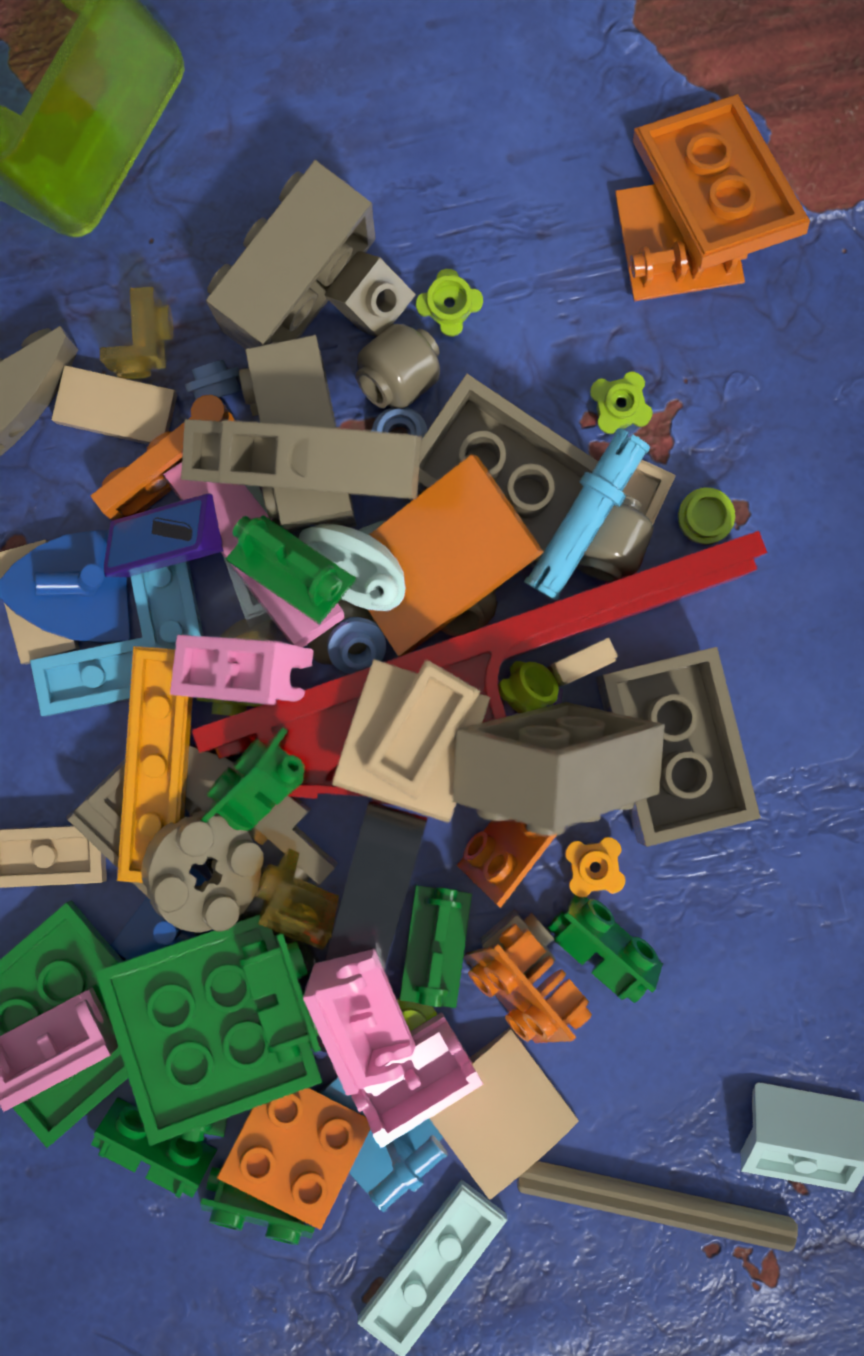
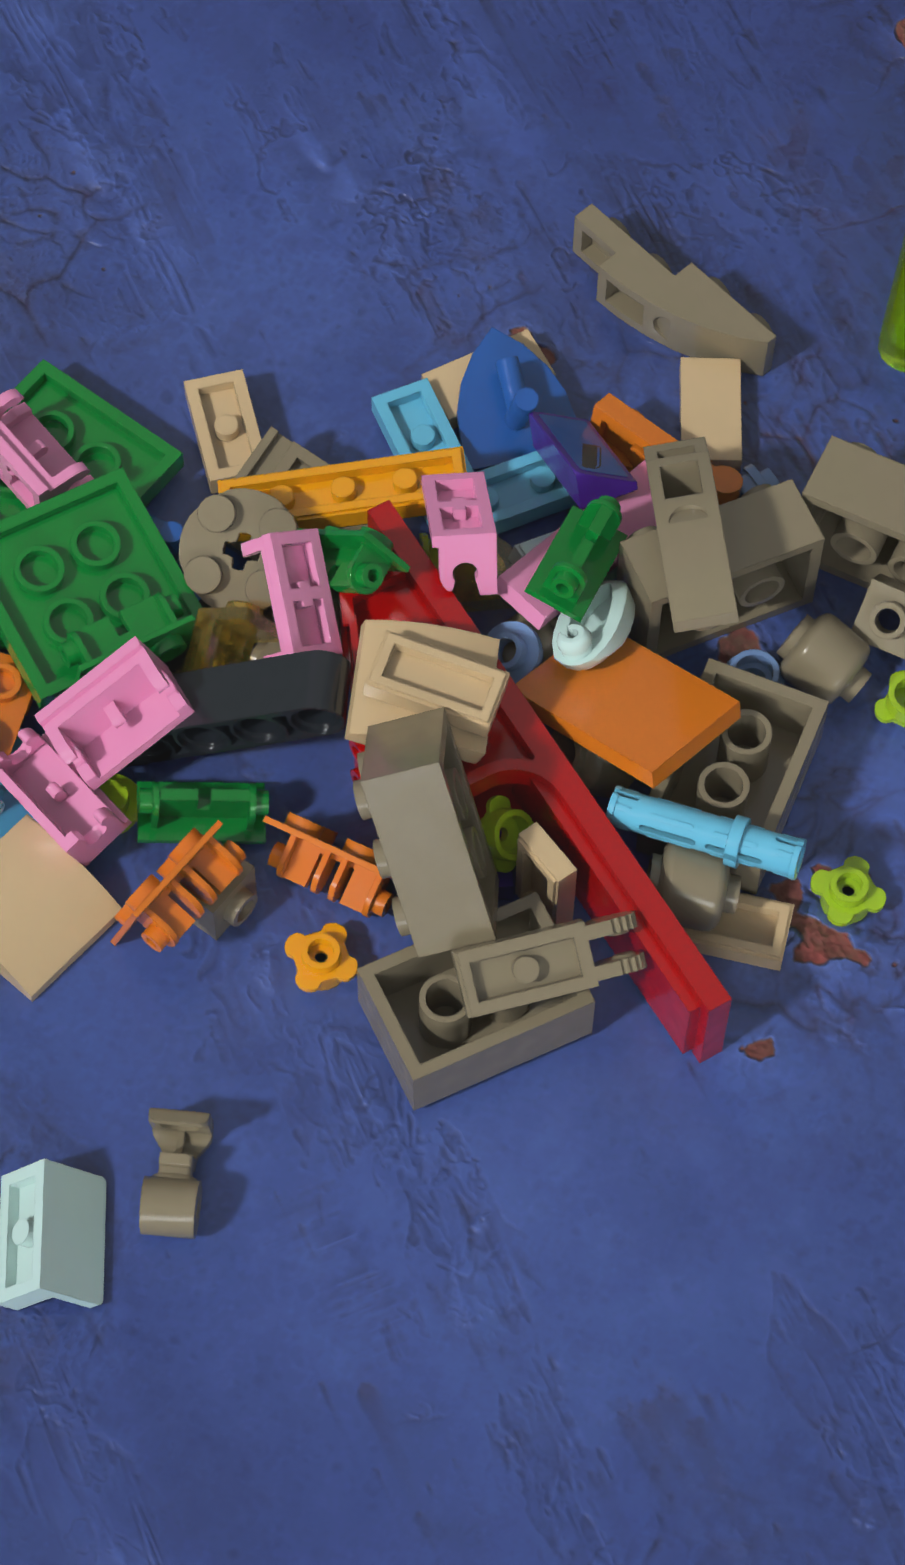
camera: 85 degrees right, 25 degrees down
(150, 328) = (791, 424): clear yellow bracket -> none
(281, 836) = (298, 590): none -> bright pink hinge
(627, 962) = (248, 965): green hinge -> none
(690, 682) = (540, 964): none -> dark tan hinge
(706, 516) = (752, 1004): lime plate -> none
(789, 1031) = (173, 1196): none -> dark tan leg

